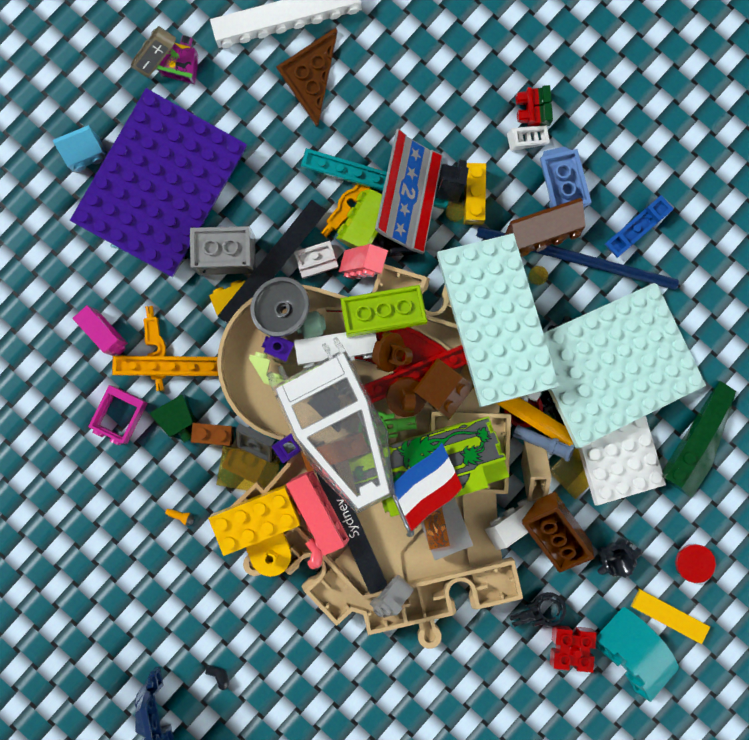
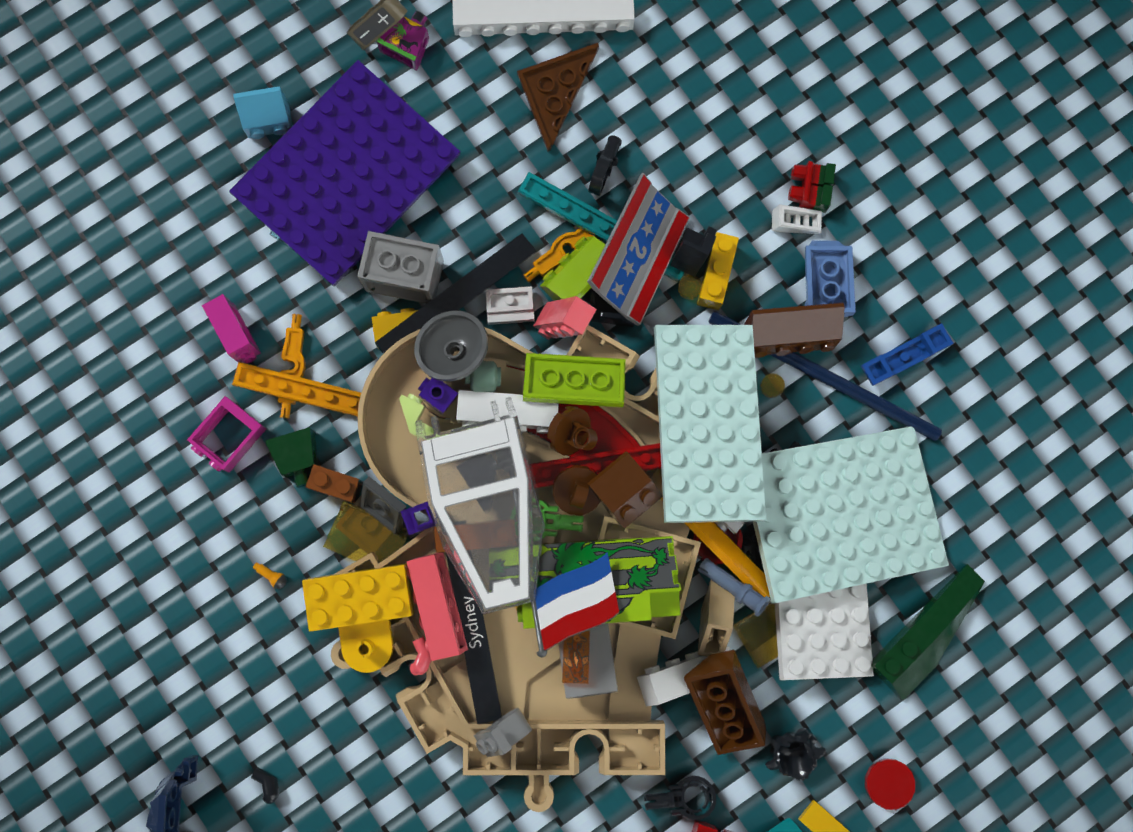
camera: 10 degrees right, 5 degrees down
(365, 126) = (605, 161): none -> black pin

